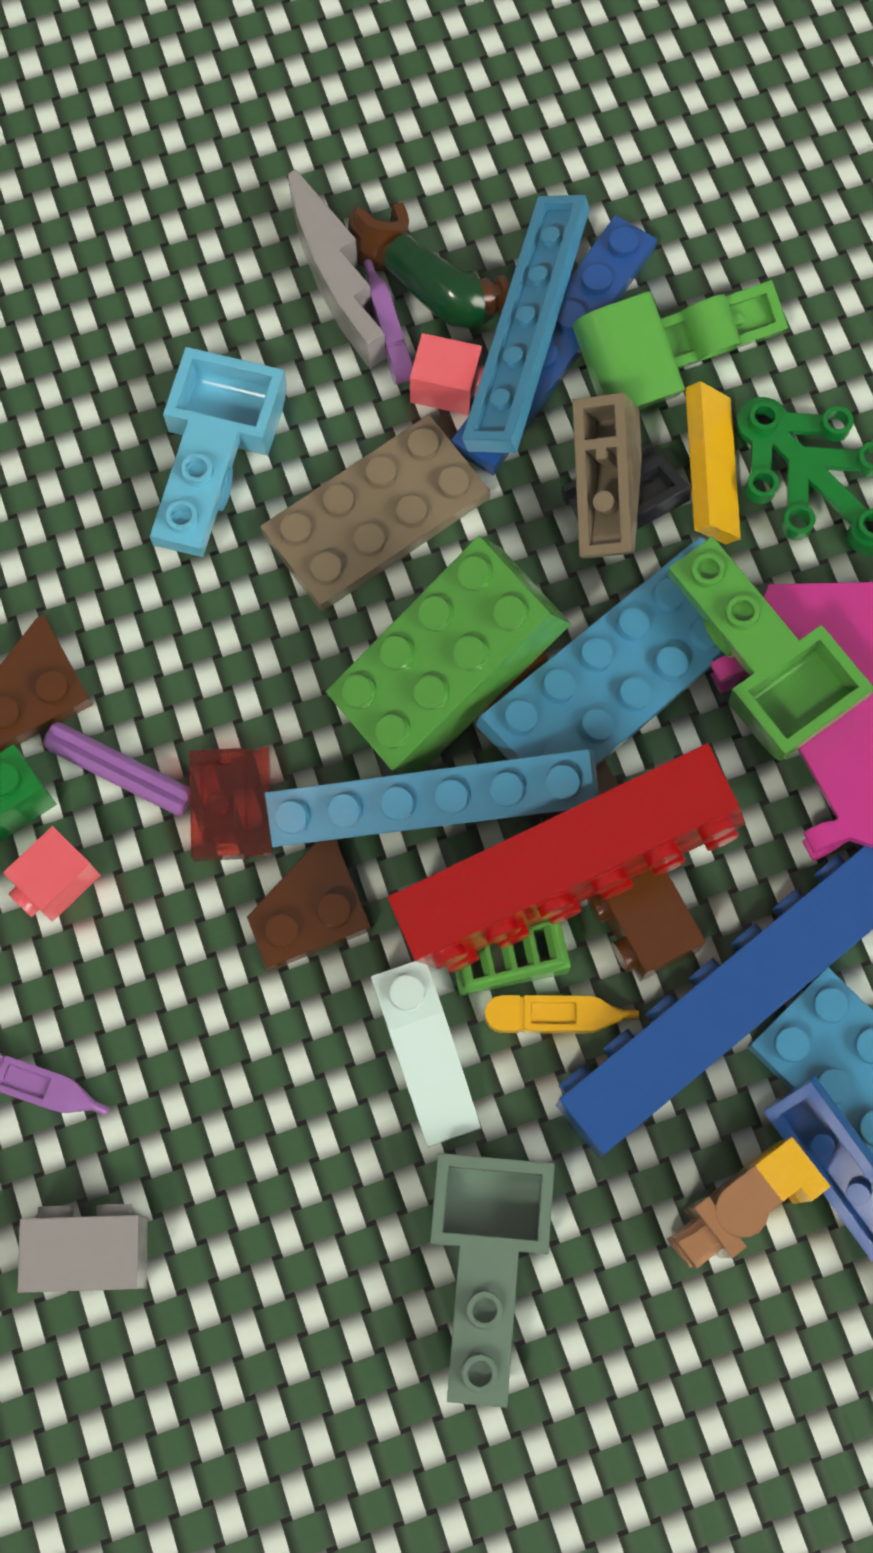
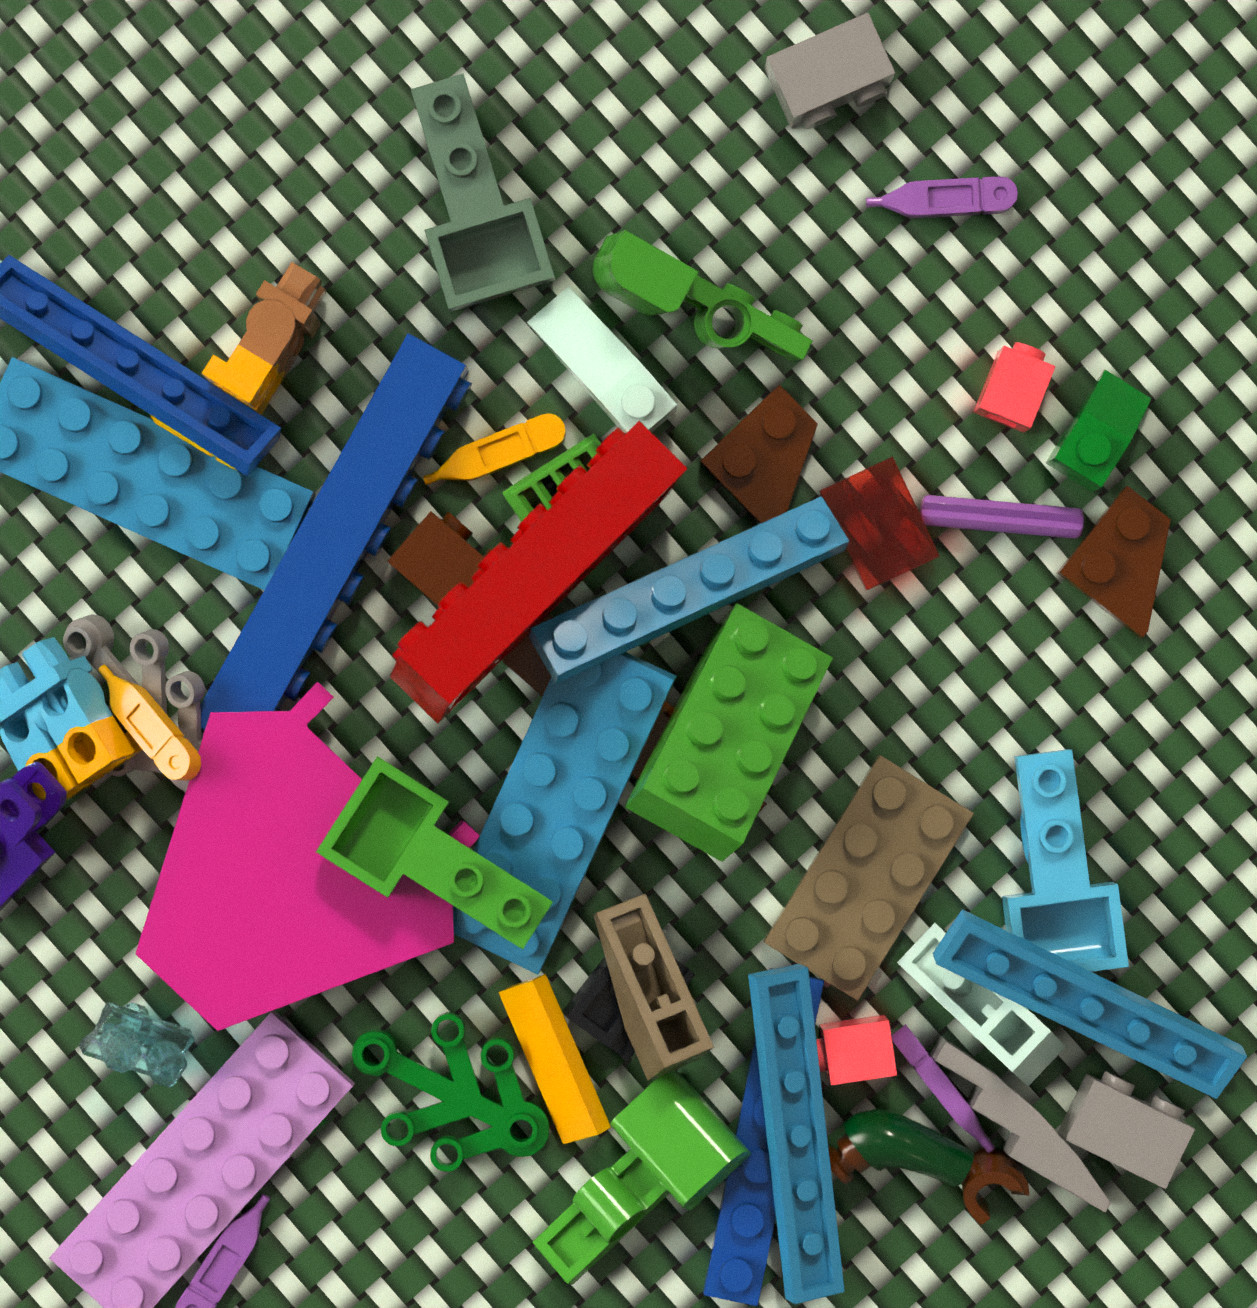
camera: 155 degrees right, 15 degrees up
(236, 329) = (1088, 1004): none -> dark azure plate
(248, 233) = (1127, 1129): none -> light grey brick
(325, 371) = (995, 1021): none -> light aqua slope
(331, 1090) = (660, 283): none -> bright green plate

